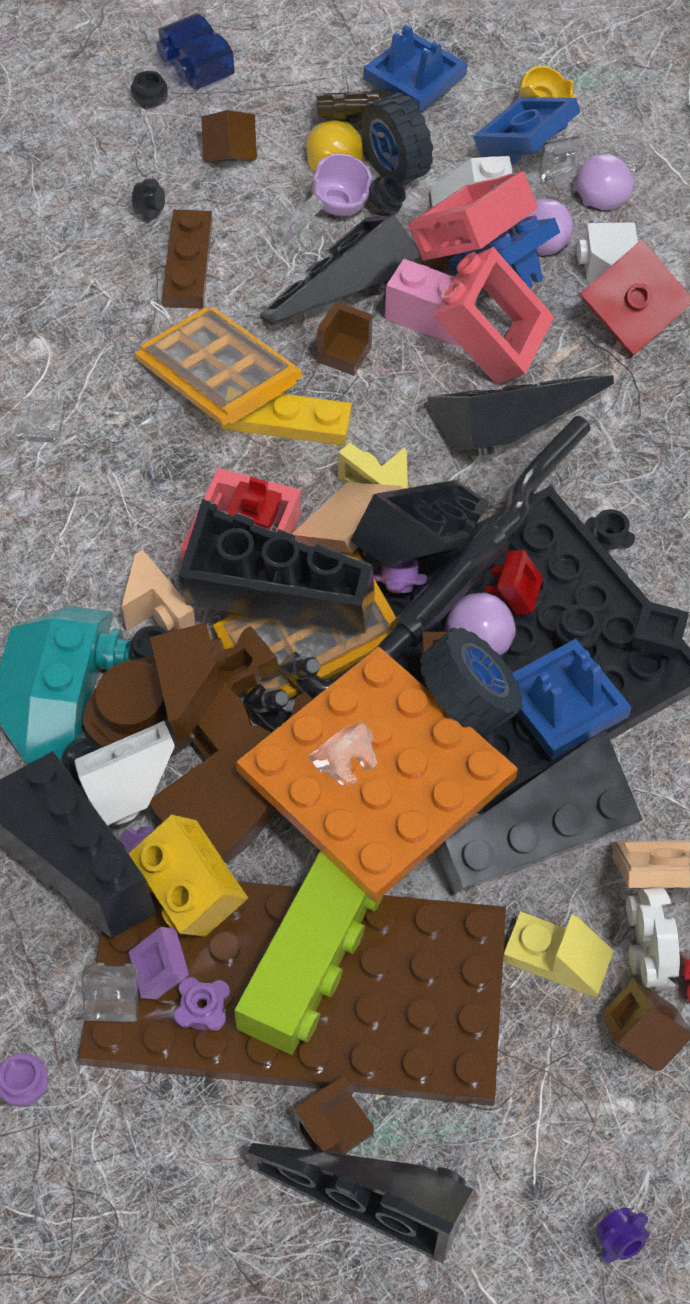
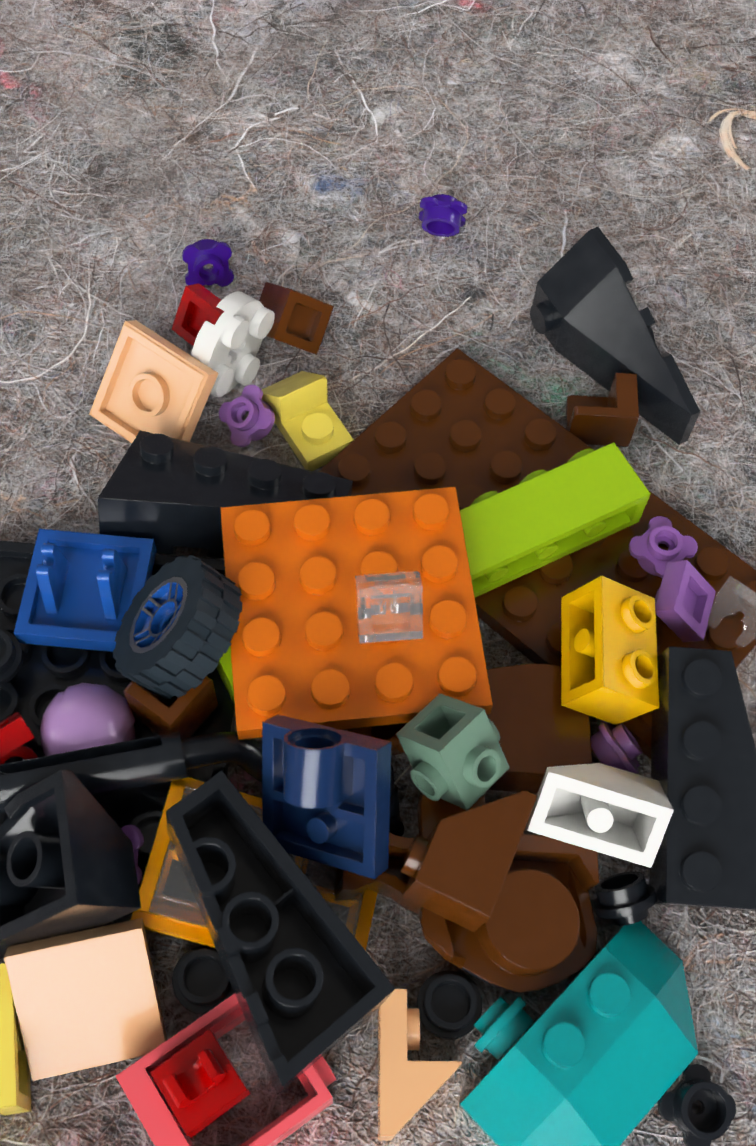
camera: 145 degrees left, 5 degrees up
(238, 715) = (453, 751): none -> sand green brick
(294, 637) = (327, 794): none -> dark blue plate
(596, 912) = (259, 420): none -> medium lavender plate

